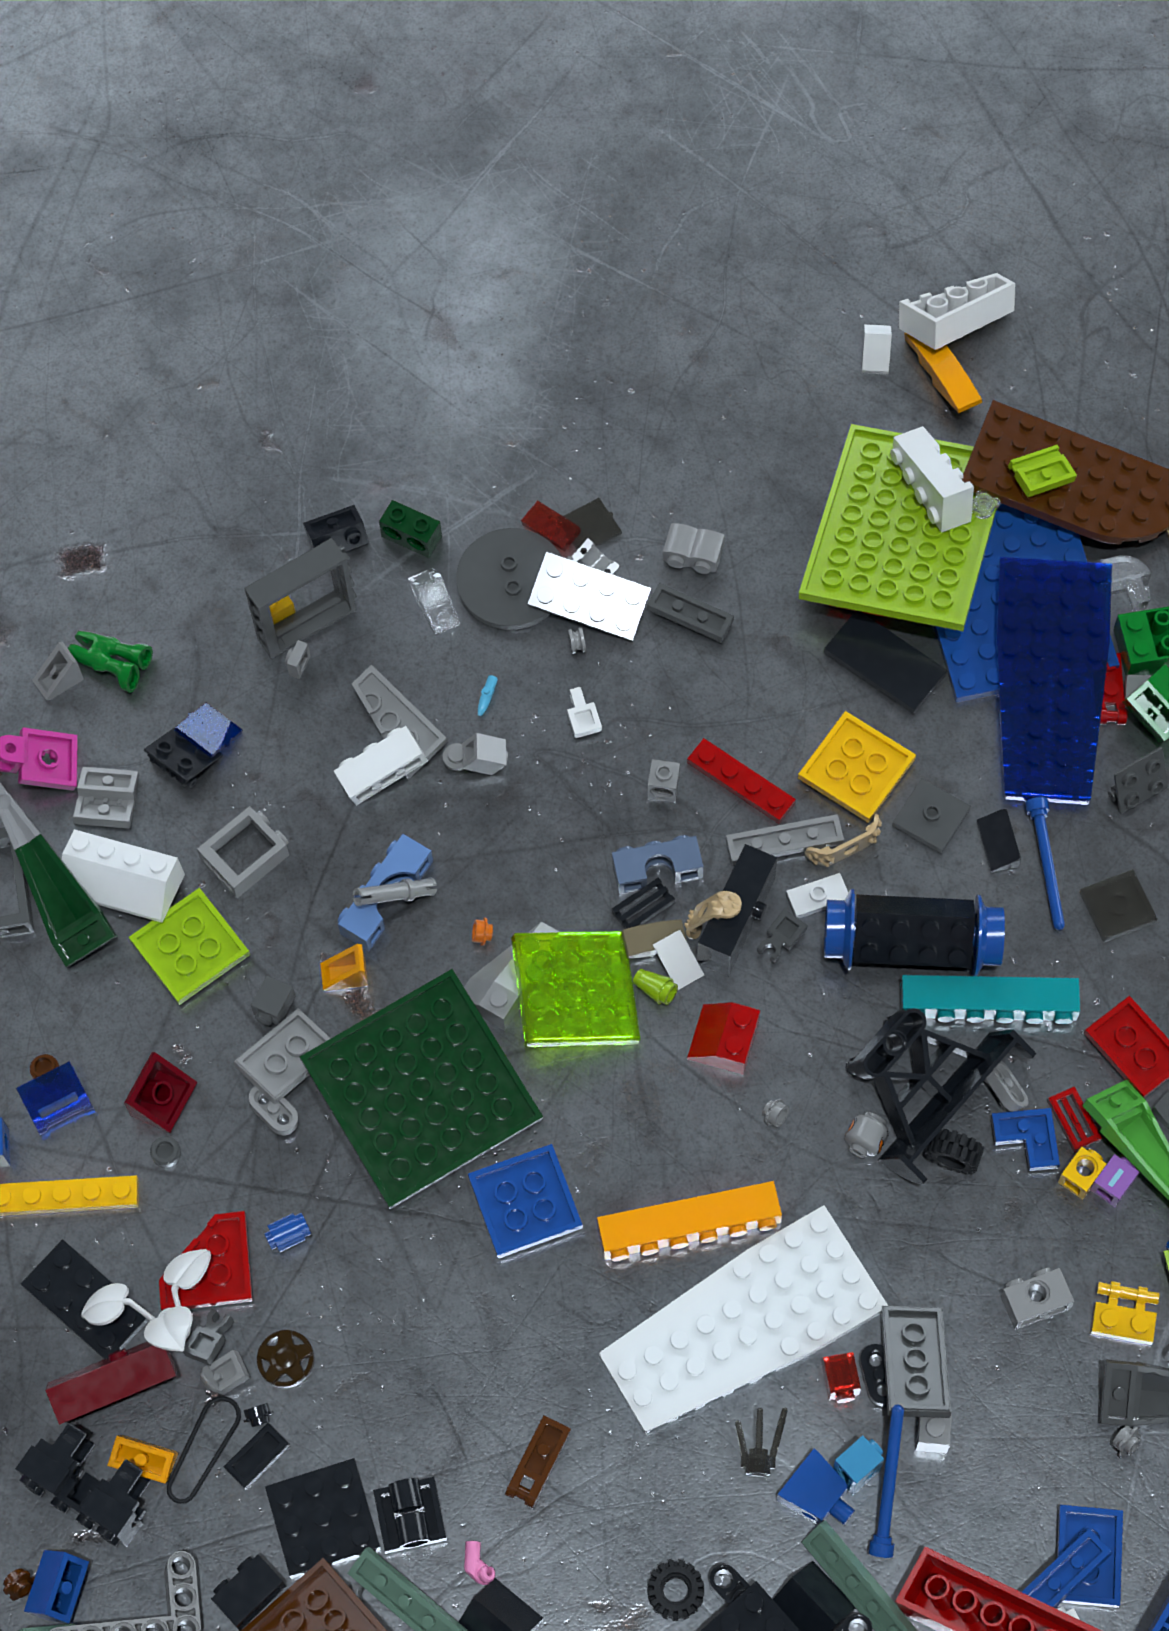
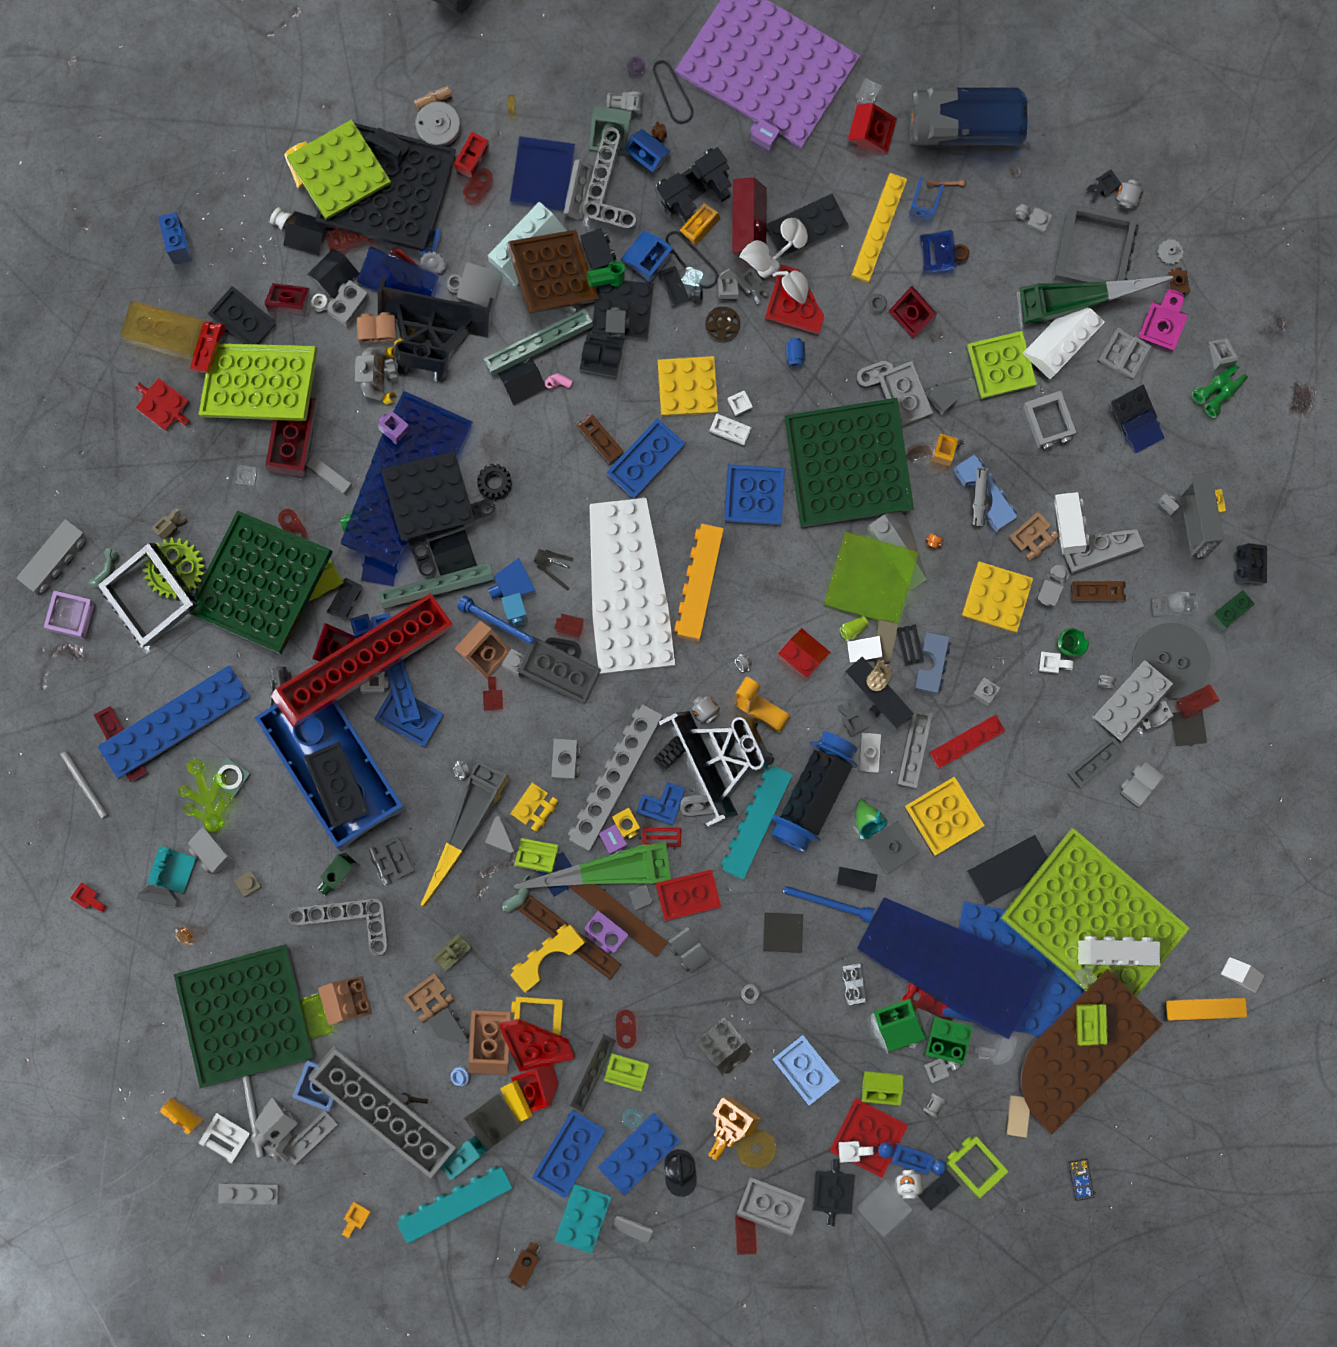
camera: 110 degrees right, 15 degrees up
(224, 1436) = (697, 277): none -> clear light blue plate
(224, 1513) = (647, 255): none -> blue slope
(285, 1557) = (612, 275): none -> green piece
(352, 1508) = (616, 322): none -> dark grey brick
(397, 1279) = (739, 403): none -> white plate
(403, 1368) = (687, 386): none -> yellow plate
(414, 815) = (1030, 531): none -> medium nougat plate
(442, 1276) = (730, 429): none -> white plate
(458, 700) = (1098, 591): none -> reddish brown plate
(487, 693) = (1095, 611): medium azure helmet -> none
(524, 822) = (997, 597): none -> yellow plate
(540, 1379) = (645, 458): none -> blue plate
(545, 699) = (1073, 642): none -> green hair
(828, 856) = (894, 801): tan piece -> none
(830, 1058) = (749, 701): none -> light orange beam
(910, 857) = (869, 819): none -> hat
(936, 1490) = (483, 649): none -> nougat slope
(957, 311) = (1241, 1036): white wedge -> none
(998, 1444) = (493, 698): none -> clear red plate
(1101, 1210) = (641, 714): none -> light grey brick

